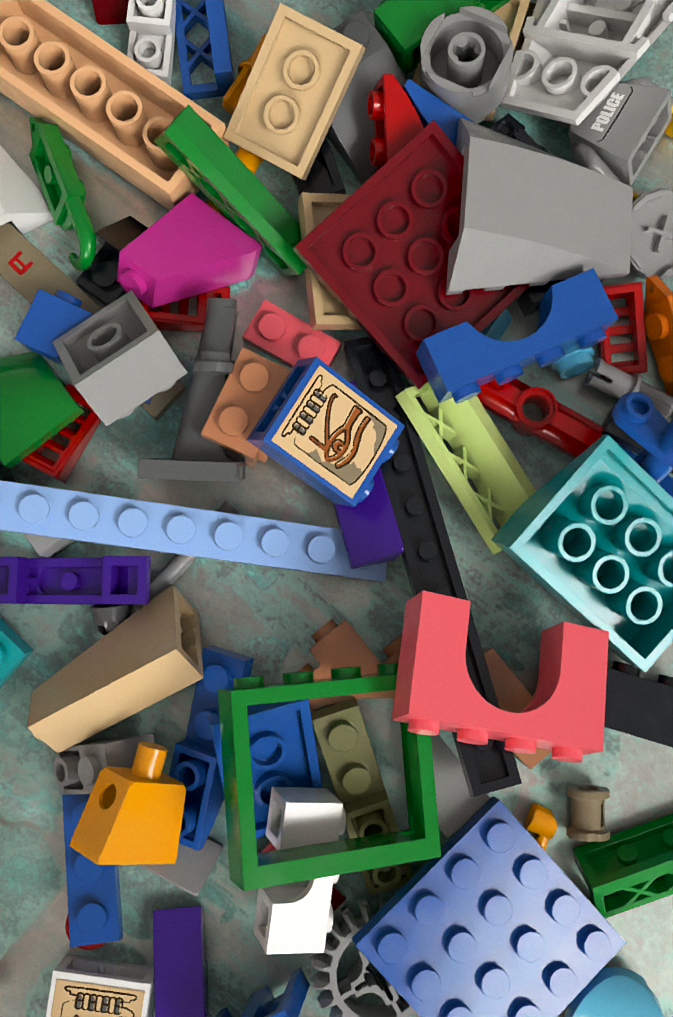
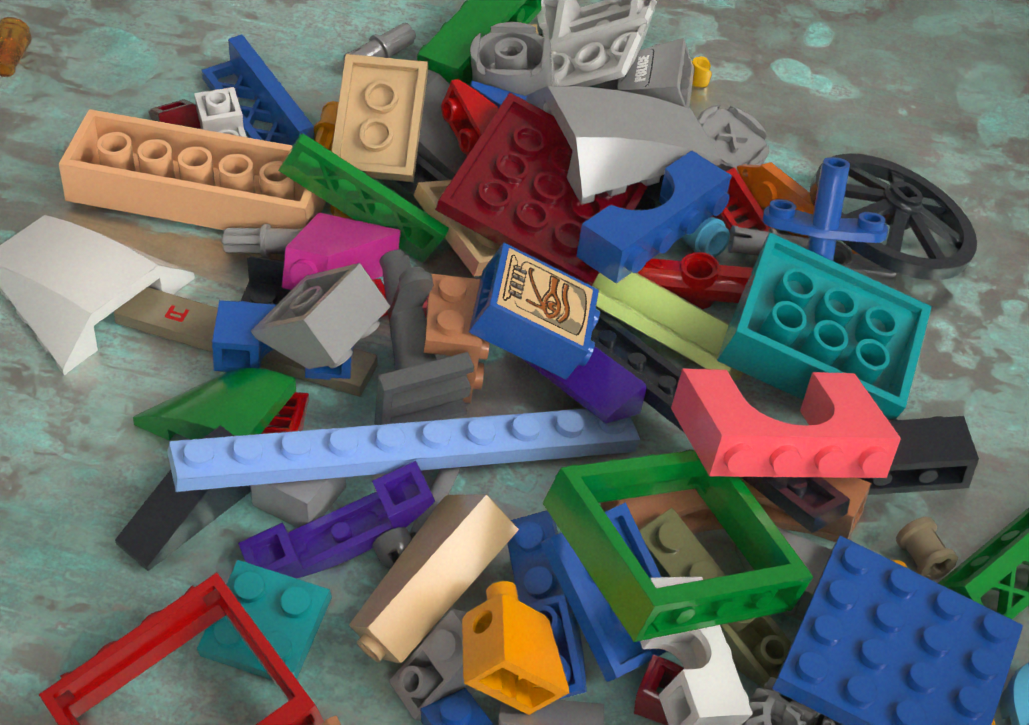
camera: 25 degrees left, 35 degrees down
(62, 188) = (196, 245): green plate -> none
(131, 201) = (258, 240): none -> light grey axle

